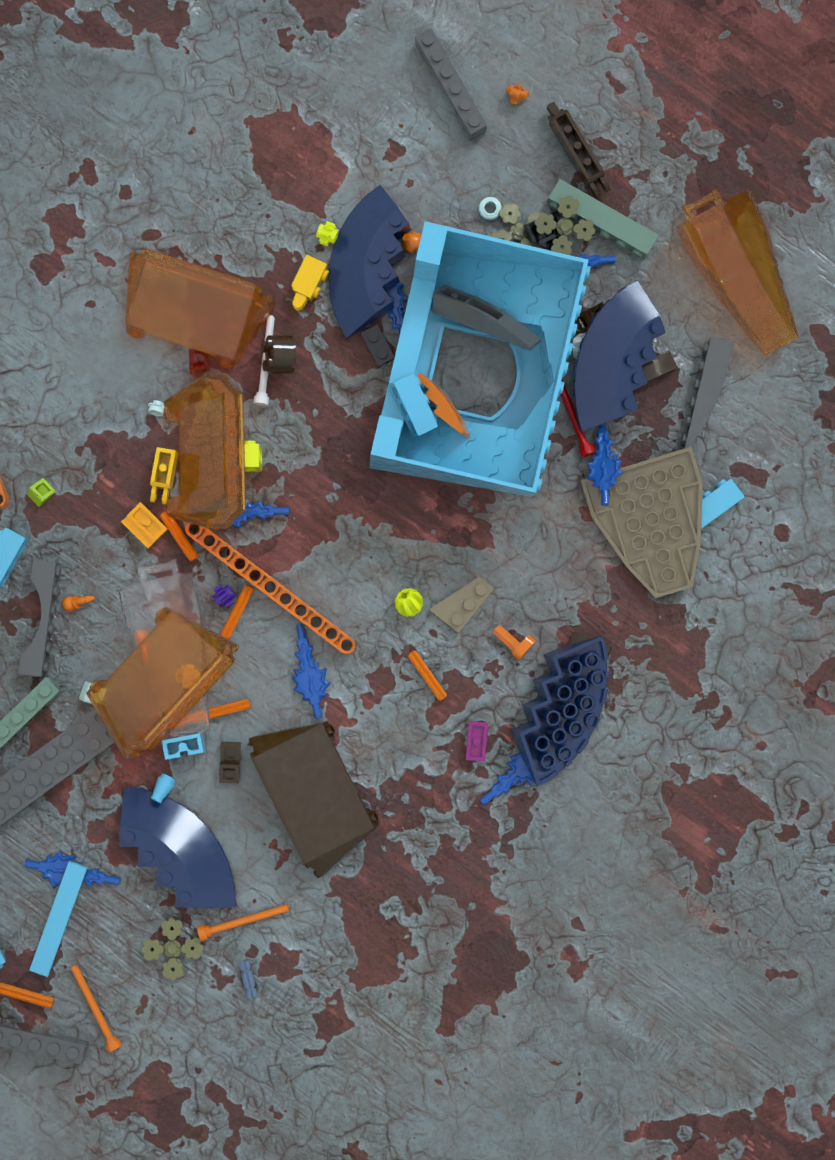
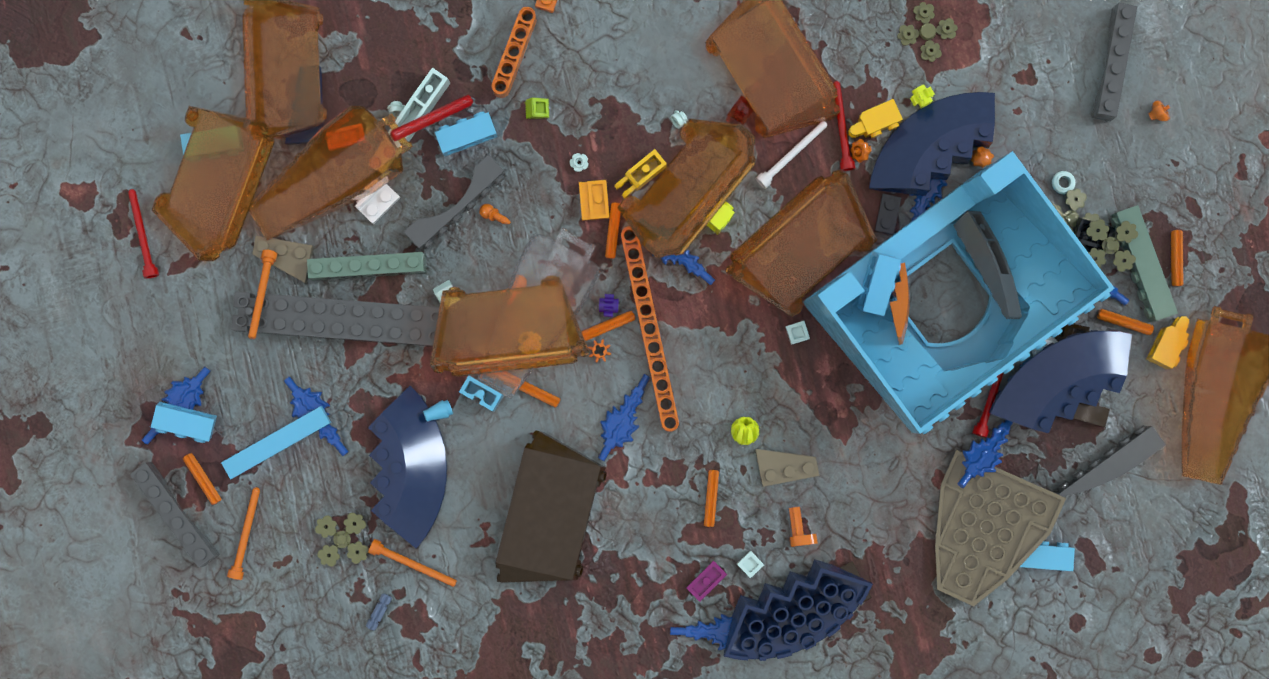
camera: 35 degrees right, 0 degrees up
(103, 506) = (578, 157): none -> light aqua plate
(230, 762) = (505, 435): dark brown slope -> none
(245, 632) = (601, 345): none -> orange gear
(279, 354) = (807, 157): dark brown brick -> none
(290, 181) = (927, 32): none -> olive plant
(314, 333) = (846, 163): none -> red piece
(315, 314) = (860, 150): none -> orange piece
(332, 422) = (803, 242): none -> clear orange windscreen
(385, 494) = (797, 332): none -> light aqua plate
(499, 700) = (750, 564): none -> light aqua plate
(577, 149) = (1170, 193): dark brown hinge -> none
(624, 193) = (1177, 258): none -> orange axle
(626, 274) = (1125, 322): none -> orange axle
(672, 263) = (1169, 344): none -> yellow hinge

